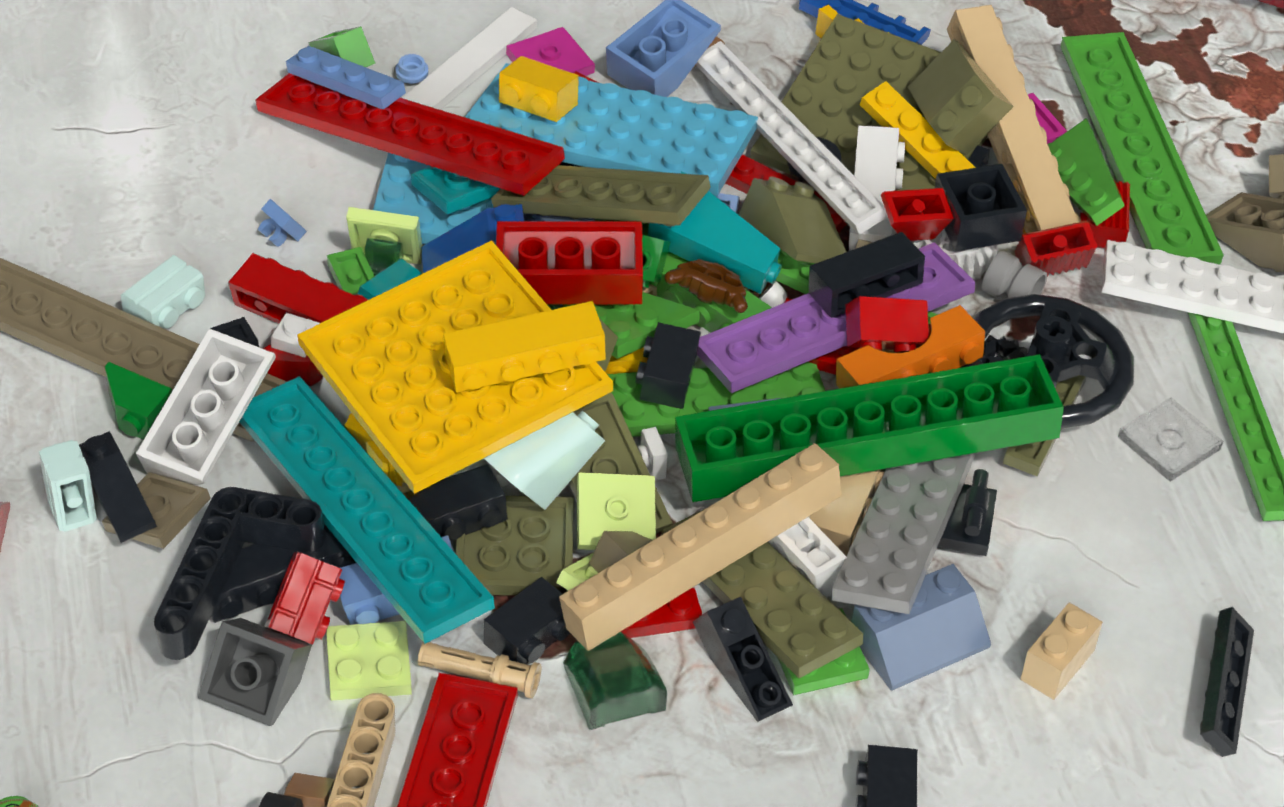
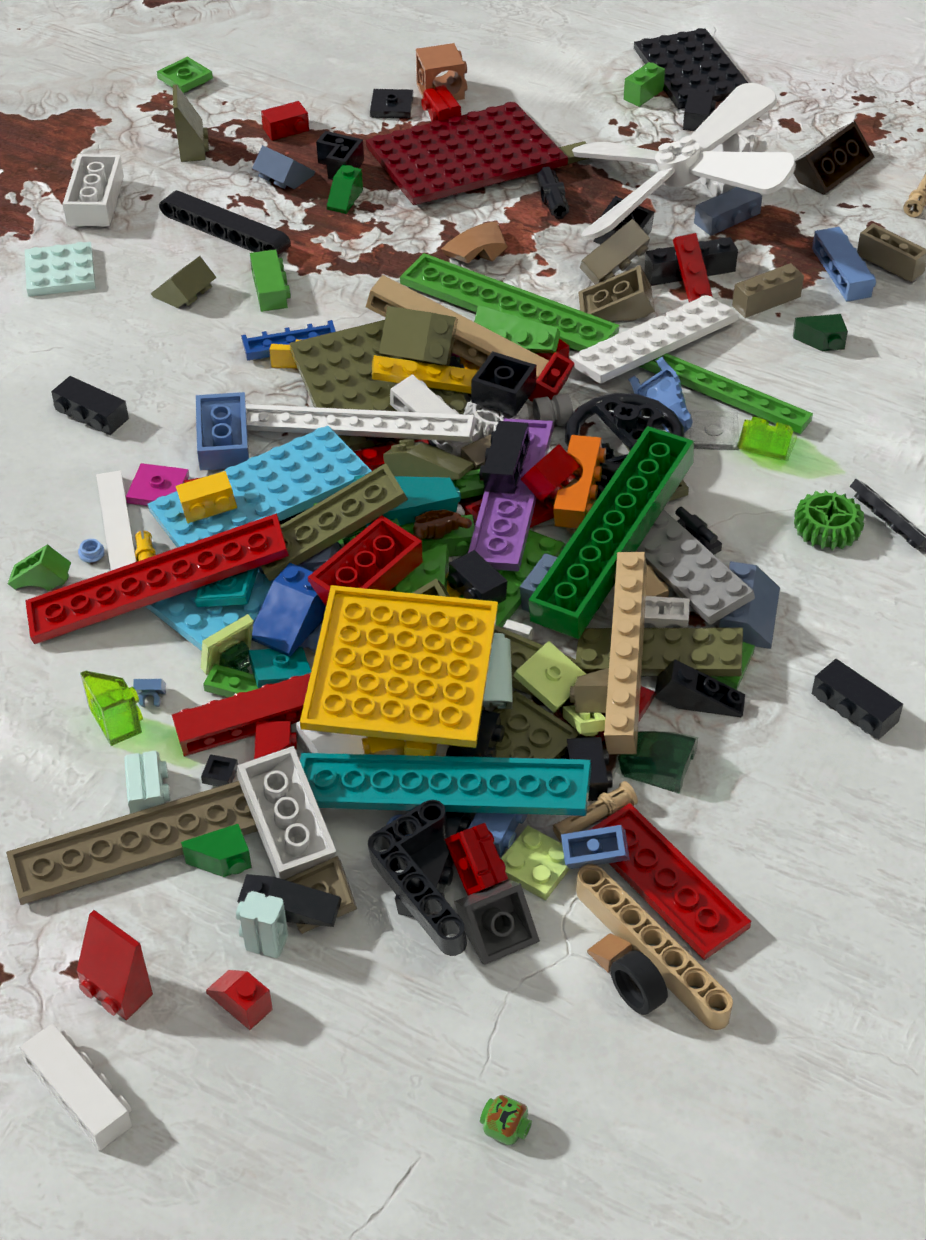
camera: 45 degrees left, 0 degrees up
(219, 208) = (112, 706): none -> clear neon green slope
(286, 333) = (264, 734): white plate -> none
(345, 77) = (73, 580): medium blue plate -> none
(409, 685) = (595, 847): none -> medium blue brick
(460, 100) = (144, 546): none -> yellow pin
(524, 346) = (438, 621): yellow brick -> none
(918, 212) = (485, 406): red slope -> none
(1061, 650) = (817, 562): tan brick -> none
(1142, 635) = (829, 520): none -> bright green gear
(1157, 358) = (667, 389): none -> medium blue animal
(1206, 63) = (482, 240): none -> medium nougat slope
(1206, 492) = (767, 440): none -> clear neon green slope

